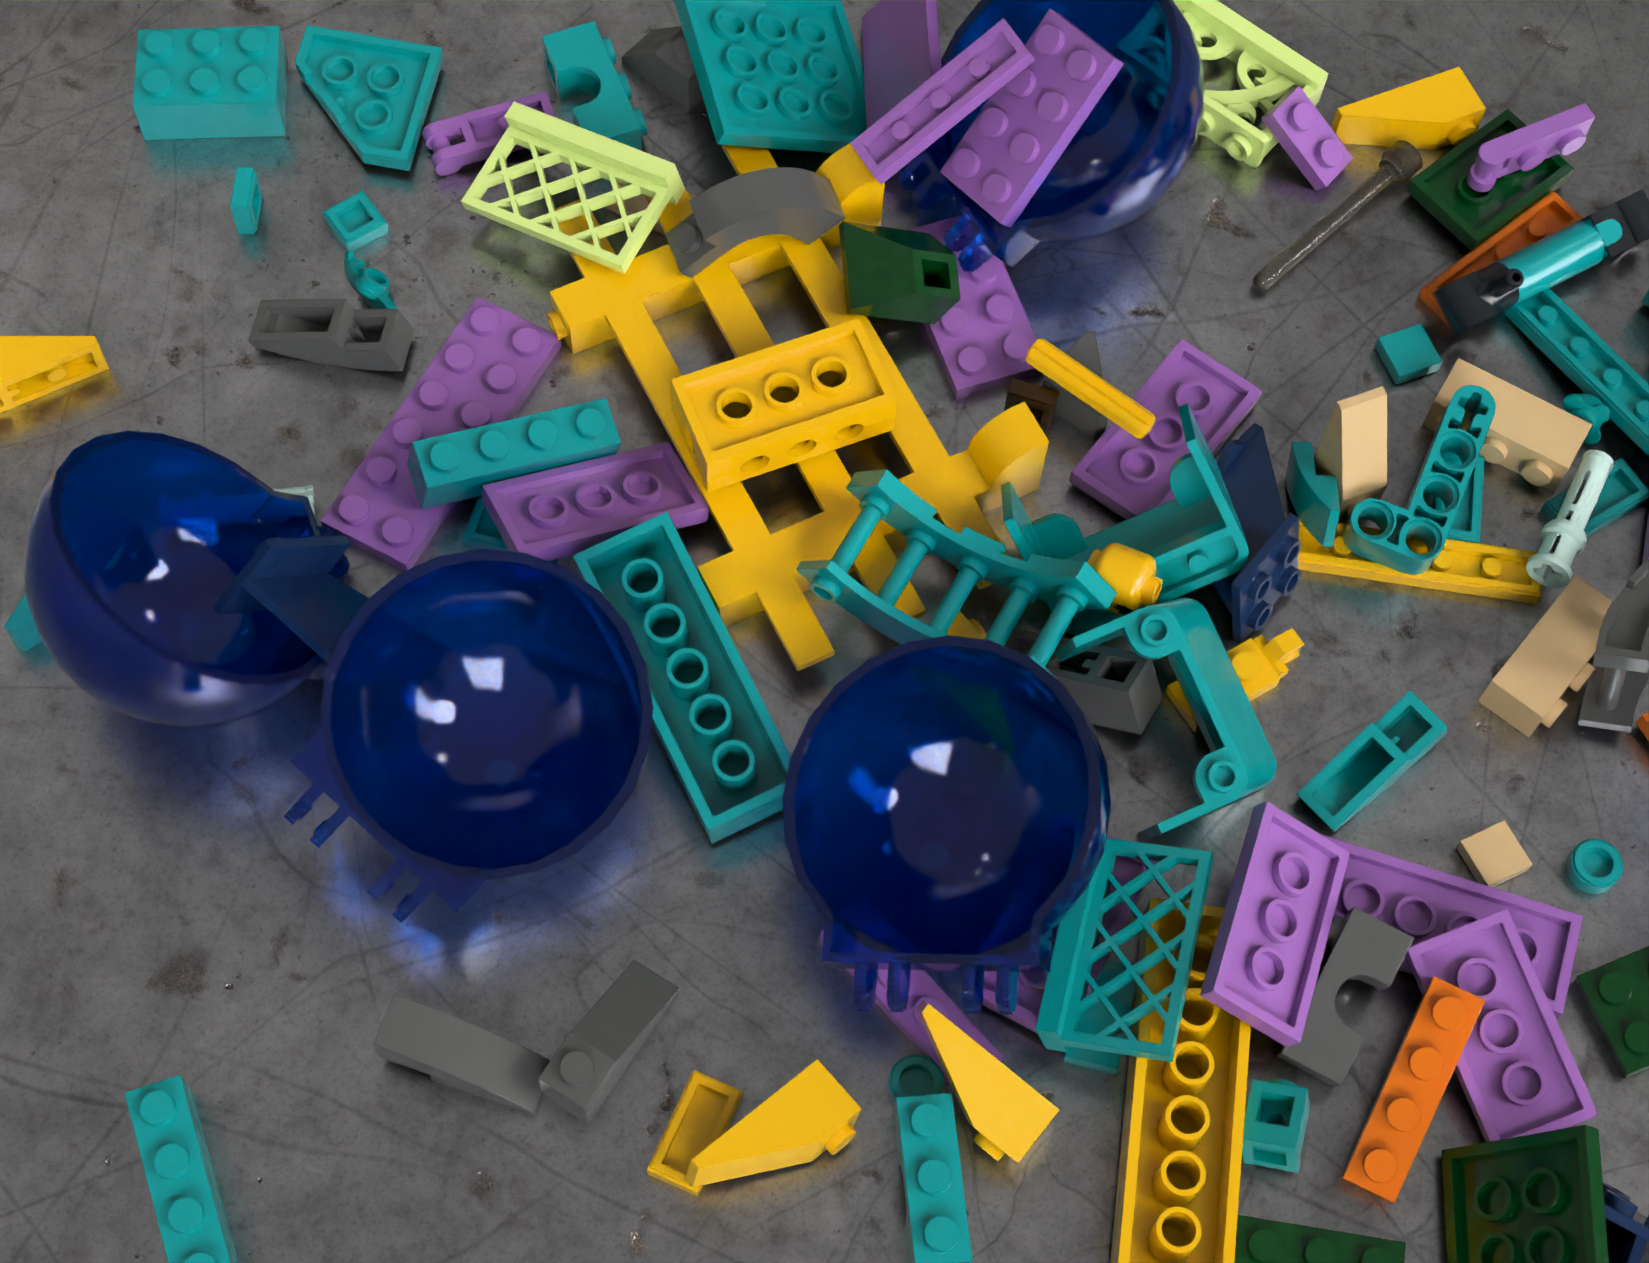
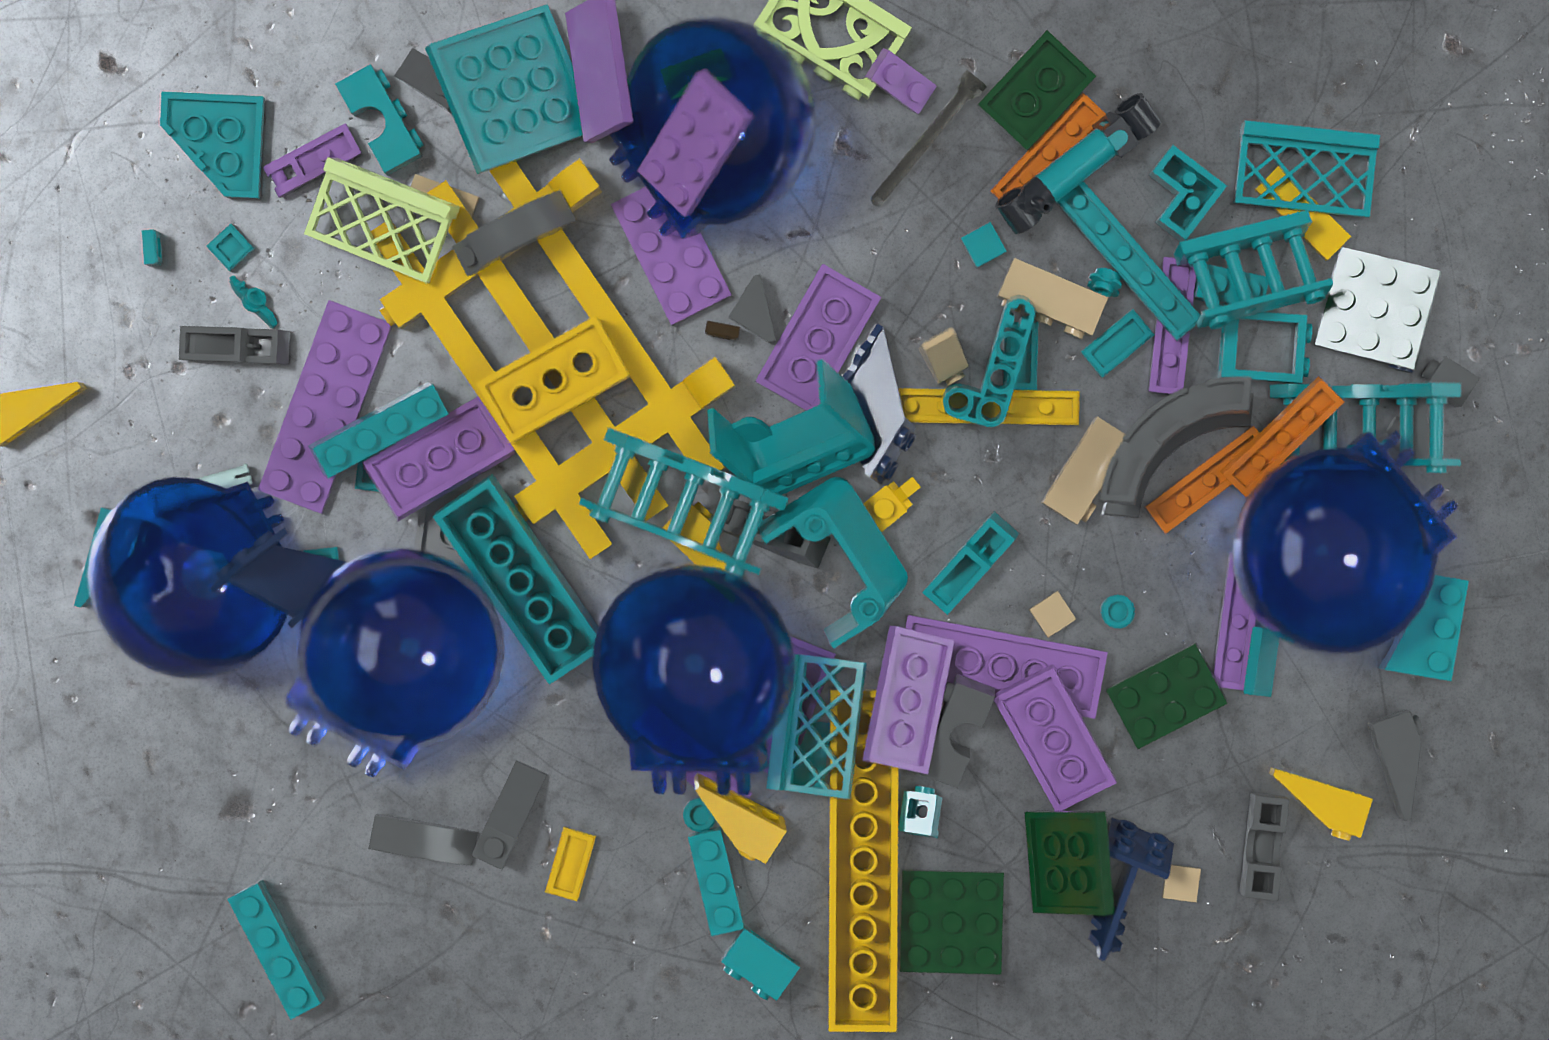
camera: 10 degrees left, 25 degrees up
(210, 83) = (104, 153): teal brick -> none
(784, 1131) = (628, 856): yellow slope -> none
(897, 273) = (616, 251): dark green slope -> none
(942, 101) = (631, 142): medium lavender plate -> none
(1090, 388) = (760, 325): yellow axle -> none
(1129, 574) = (793, 478): yellow head -> none
(1312, 495) = (920, 380): teal slope -> none
(1413, 1089) = (1002, 782): orange plate -> none
(1423, 113) = (984, 43): yellow slope -> none
(1530, 146) = (1059, 74): medium lavender plate -> none
(1565, 535) = (1091, 384): light aqua pin -> none

